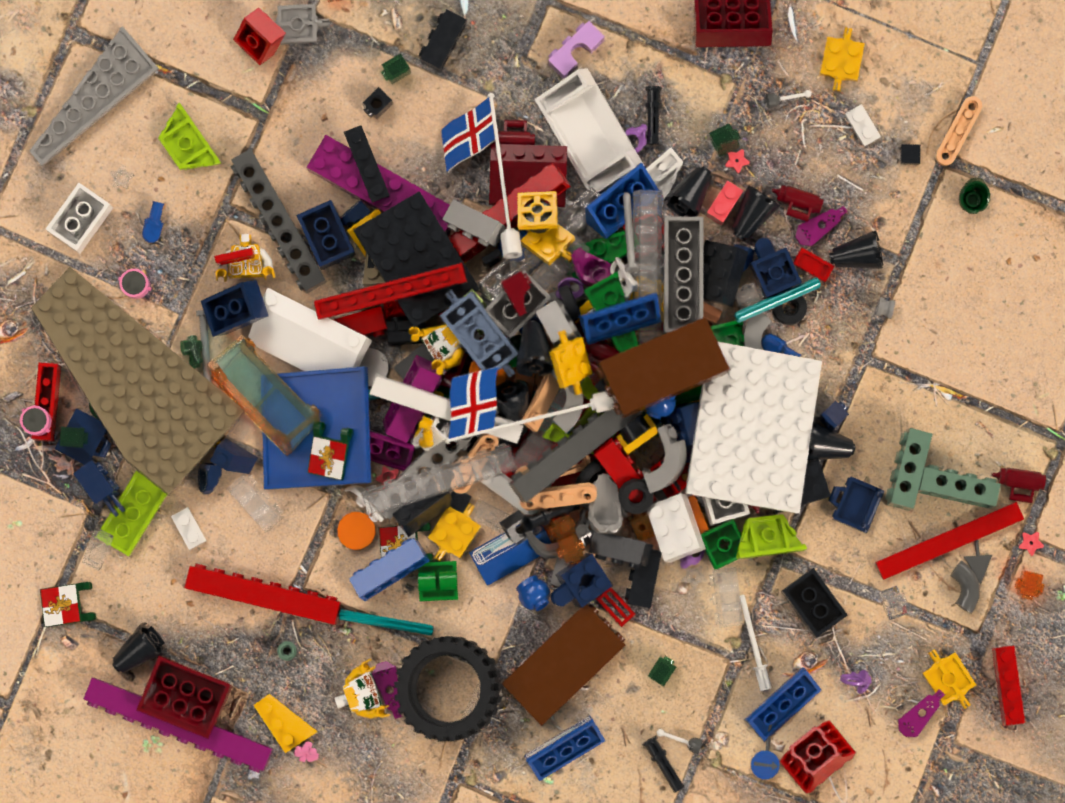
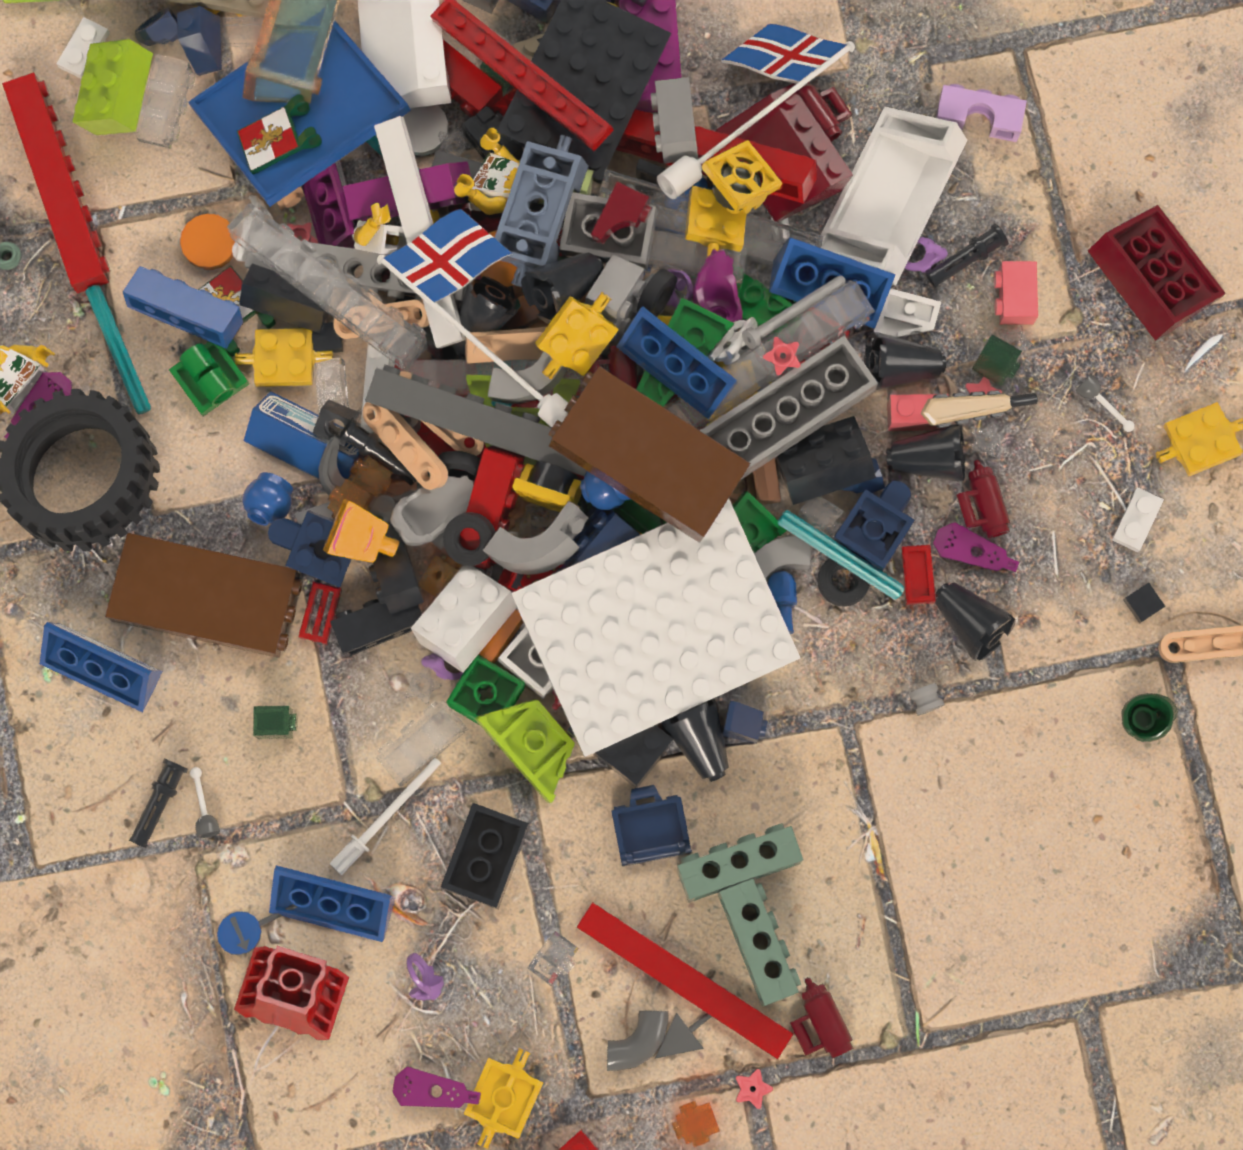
camera: 55 degrees right, 5 degrees down
(230, 526) = (112, 87): none -> lime piece
(595, 555) = (359, 535): none -> light orange torso
(654, 262) = (774, 355): none -> coral plate
(693, 102) = (1017, 292): none -> coral brick
(744, 169) = (959, 408): none -> tan sword

